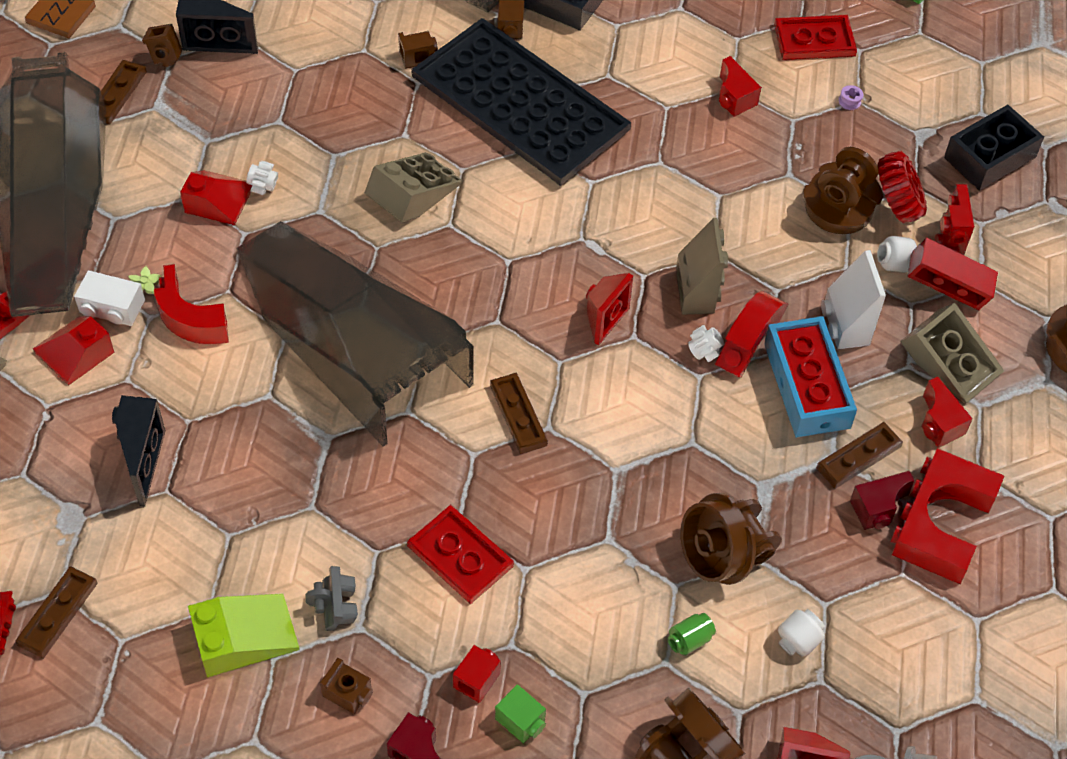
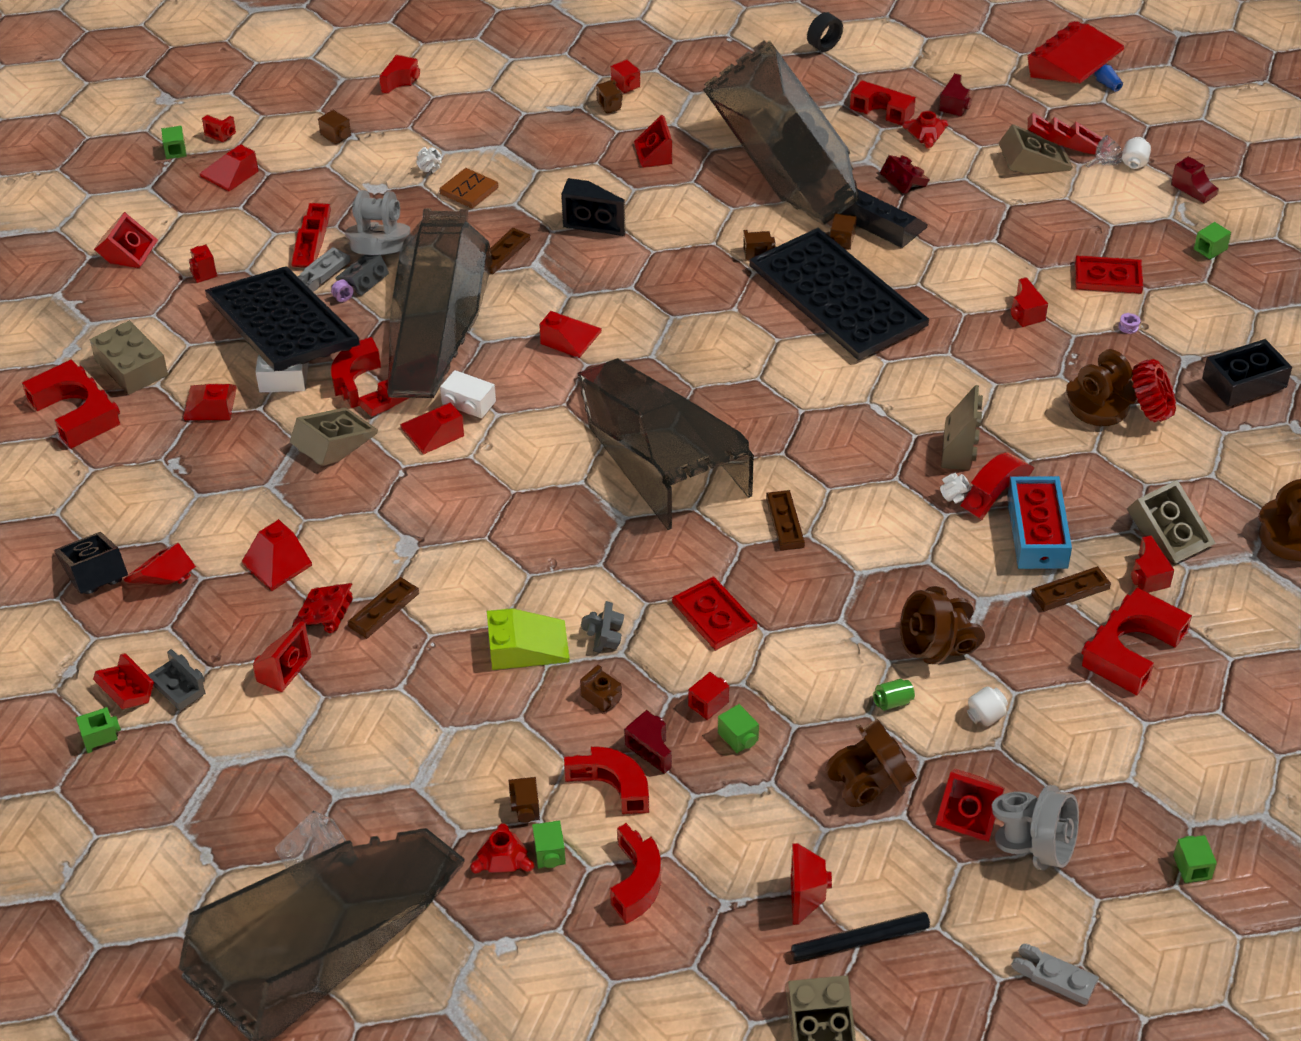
camera: 15 degrees right, 10 degrees down
(141, 438) = (473, 493): black slope -> none
(146, 279) = (501, 386): yellowish green plant -> none
(163, 44) = (547, 213): reddish brown brick -> none
(189, 321) = (528, 419): red arch -> none
(262, 177) = (608, 323): white gear -> none
(411, 185) = (730, 344): dark tan slope -> none
(608, 304) = (879, 449): red slope -> none
(854, 303) = (1089, 472): white slope -> none
(876, 499) = (1079, 619): dark red arch -> none
(896, 253) = (1141, 443): white head -> none
(952, 274) = (1184, 462): red brick -> none
(957, 222) = (1194, 426): red plate -> none

